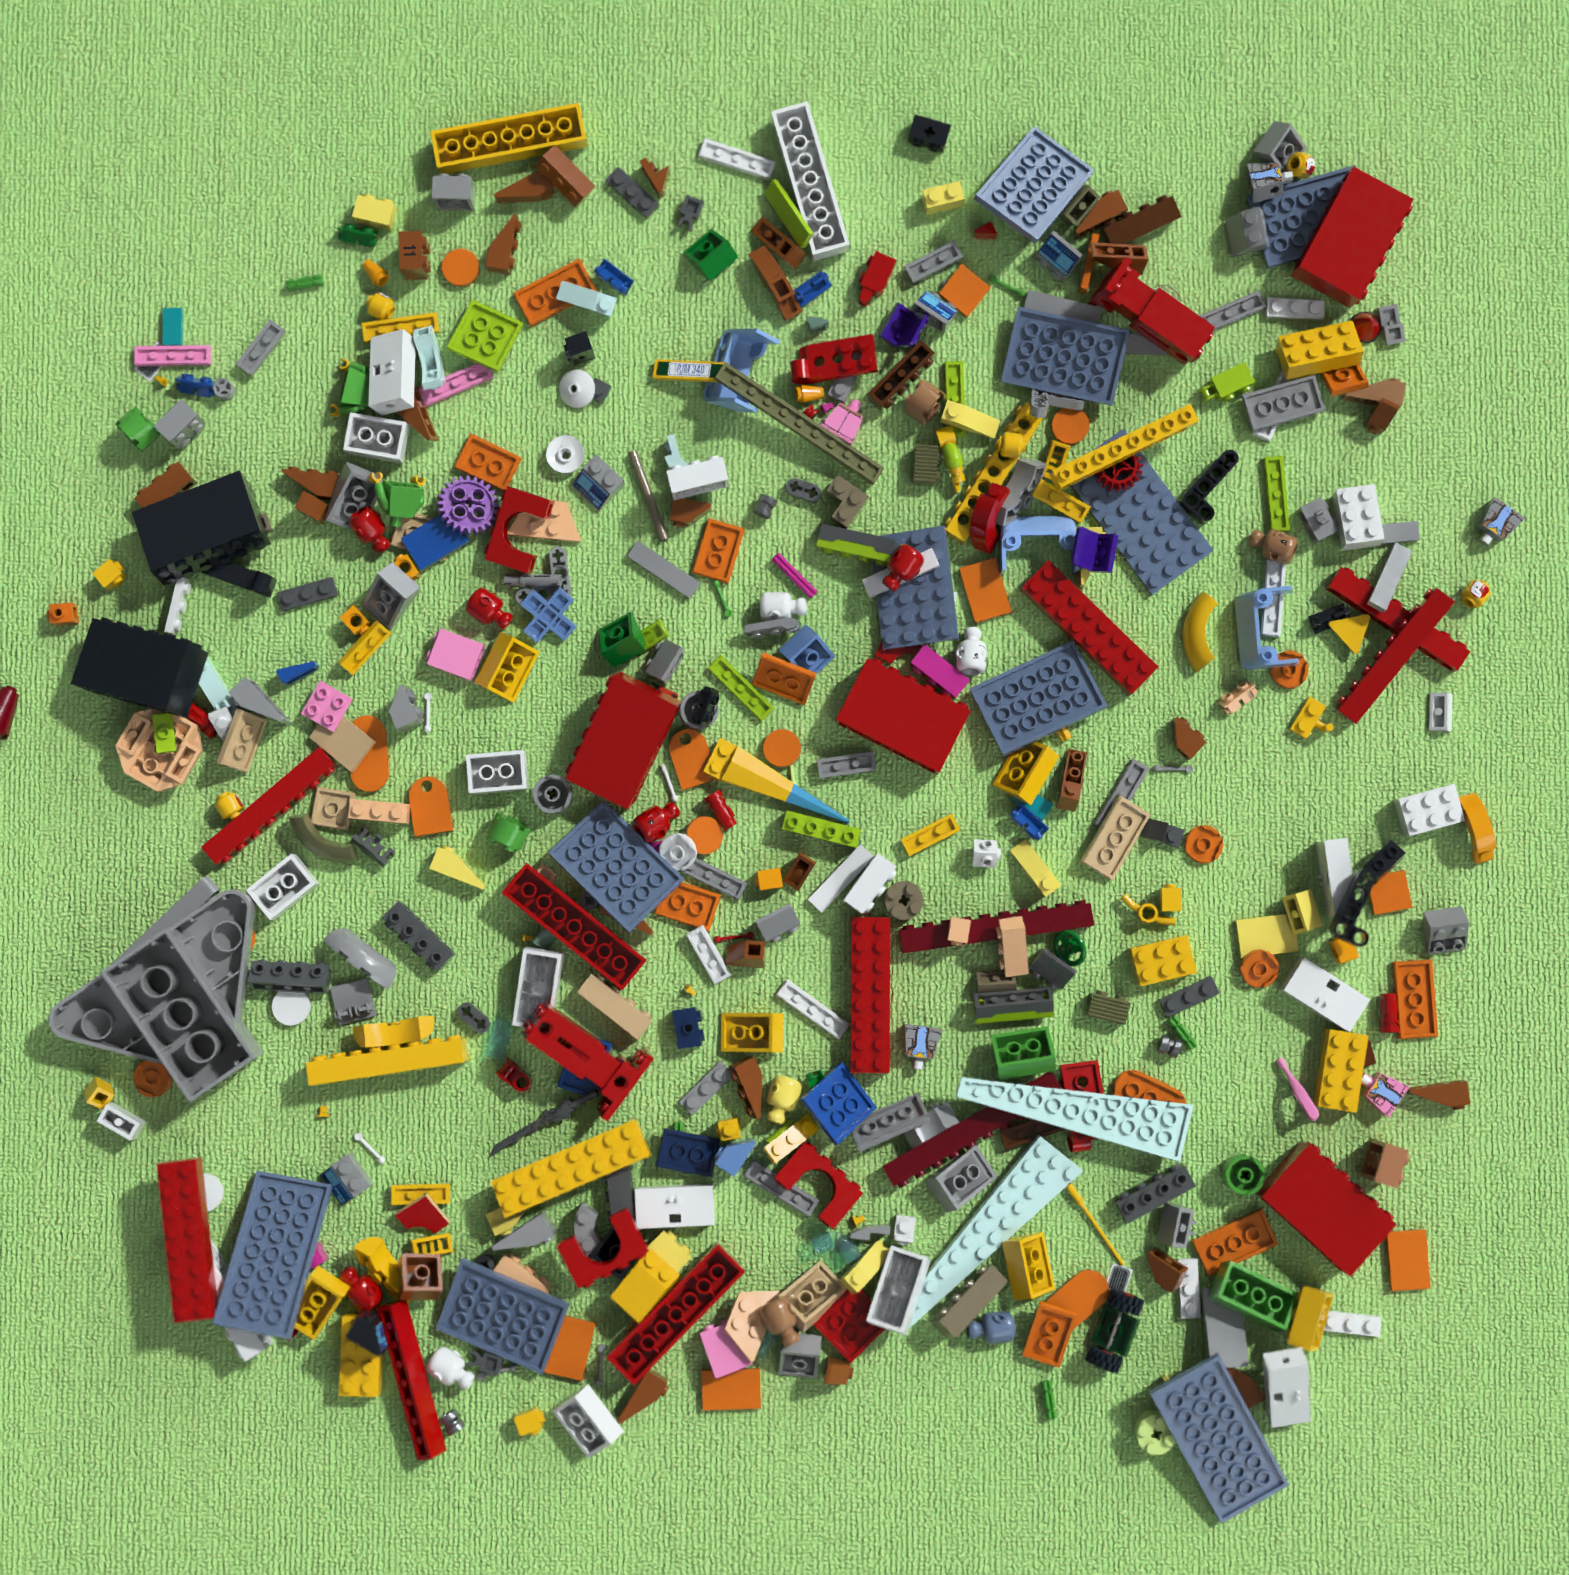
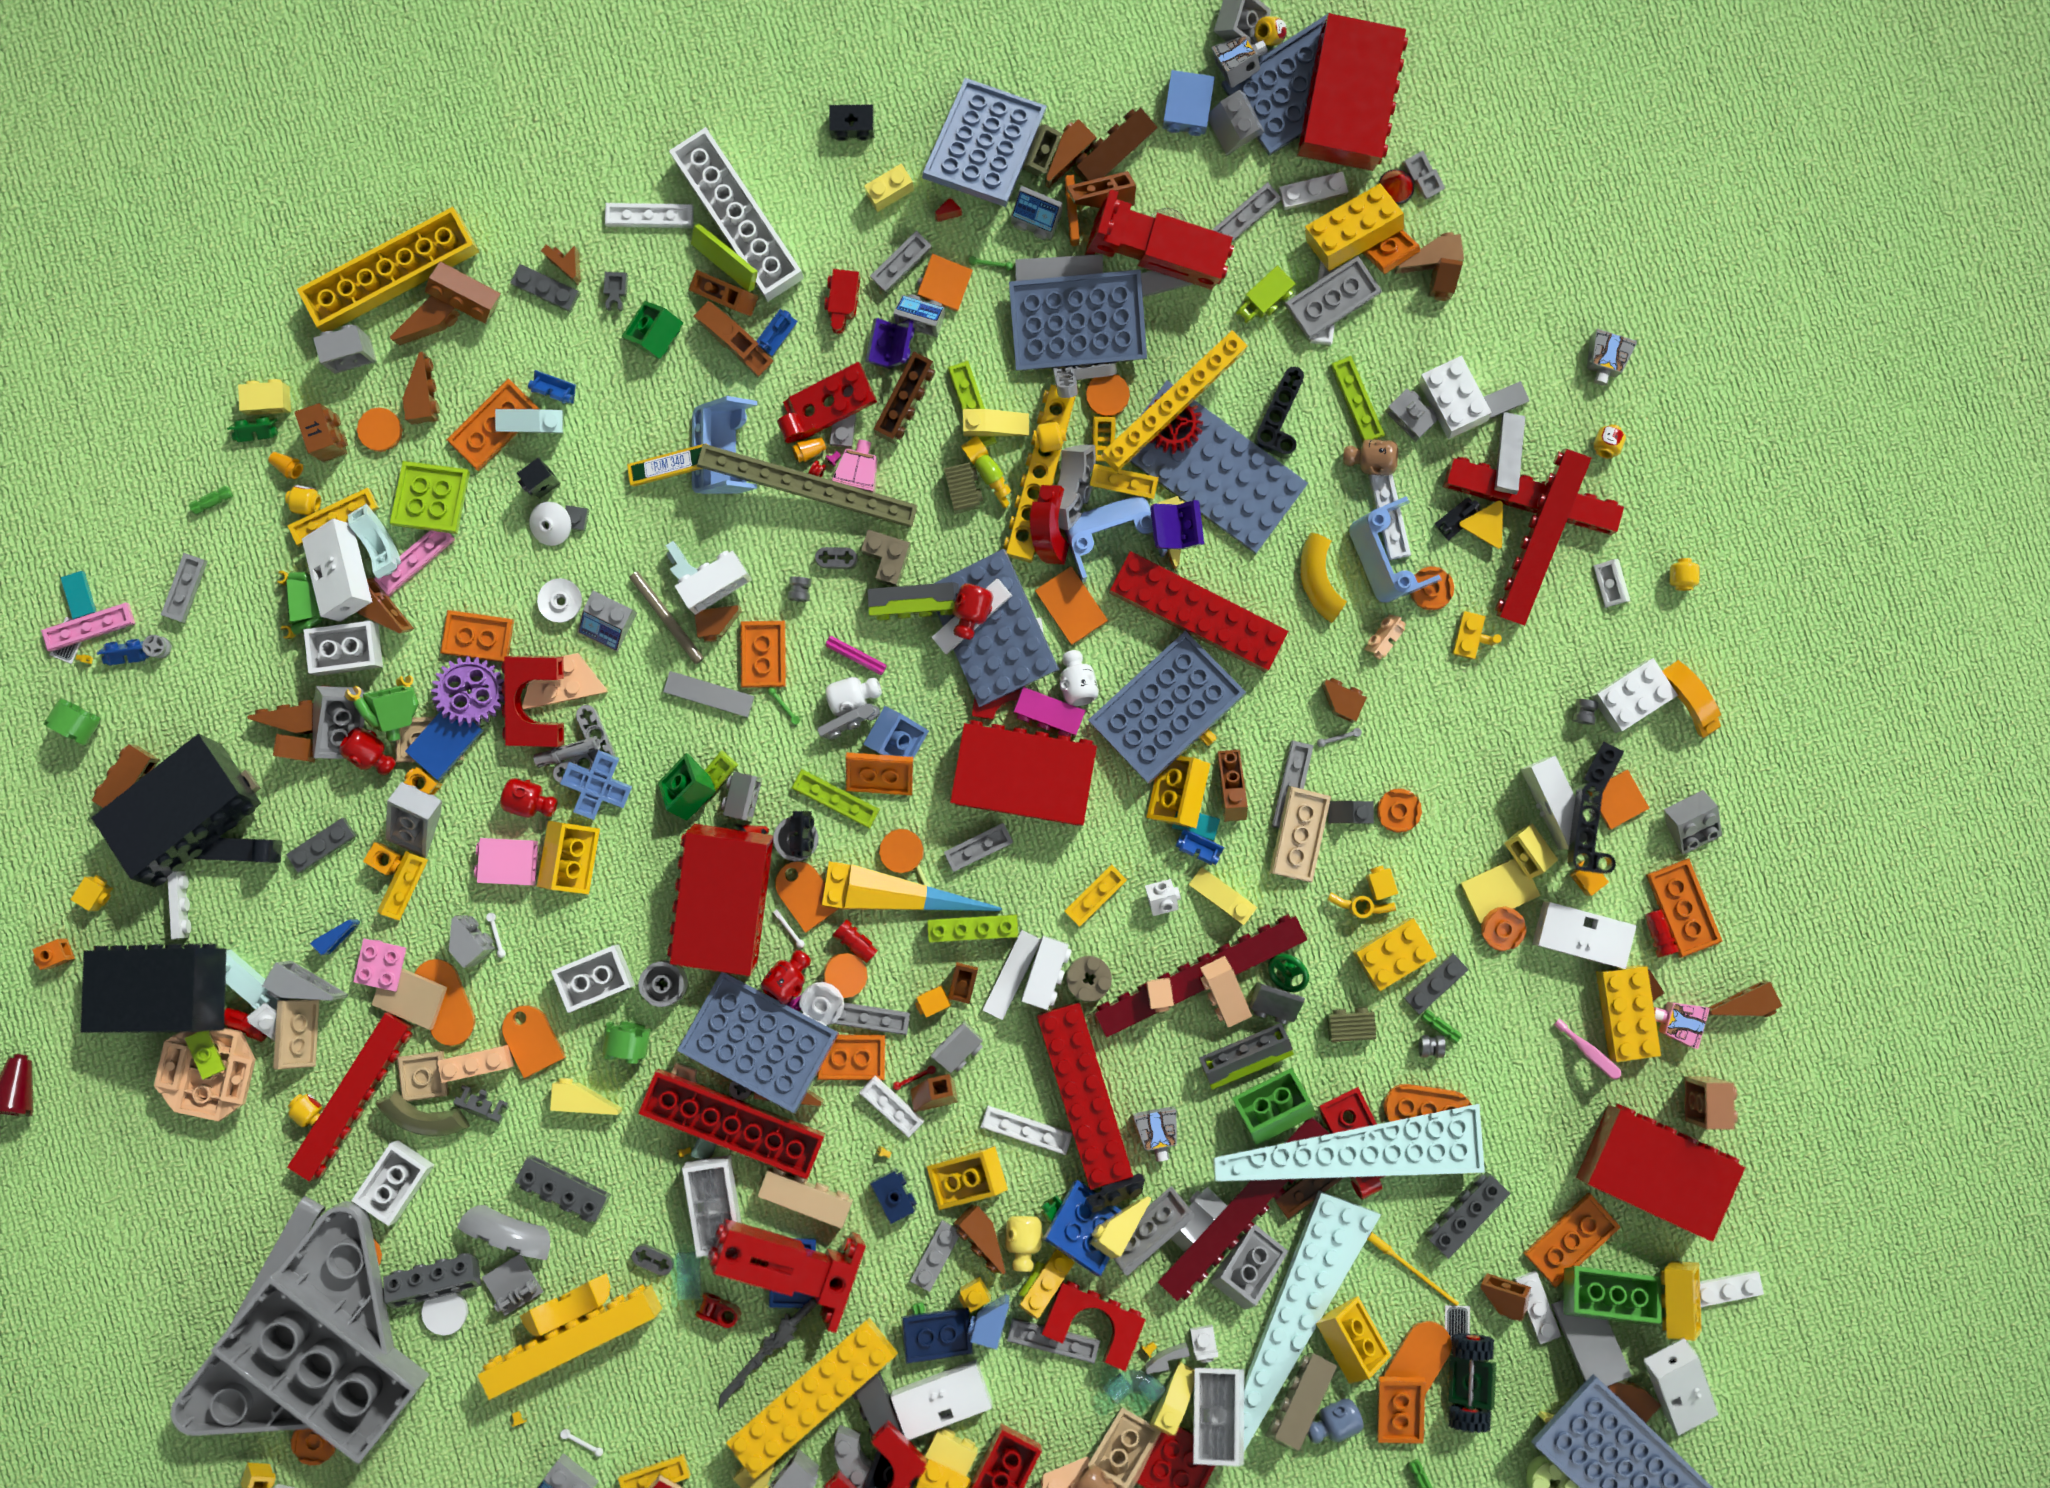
camera: 20 degrees left, 0 degrees up
(180, 424) = (118, 702): light grey brick -> none
(816, 324) = (793, 370): sand green slope -> none
(860, 1114) = (1114, 1234): none -> light yellow slope
(871, 1082) = (1115, 1193): none -> black hinge
(924, 402) = (938, 419): medium nougat brick -> none
(994, 981) = (1217, 1036): dark tan panel -> none
(1175, 1225) = (1502, 1243): light grey brick -> none
(1213, 204) = (1188, 103): none -> medium blue panel
(1232, 1171) = (1568, 1155): bright green brick -> none
(1384, 811) = (1585, 711): none -> flat silver wheel
(1408, 1260) = (1768, 1199): orange tile -> none
(1503, 723) = (1684, 575): none -> yellow head

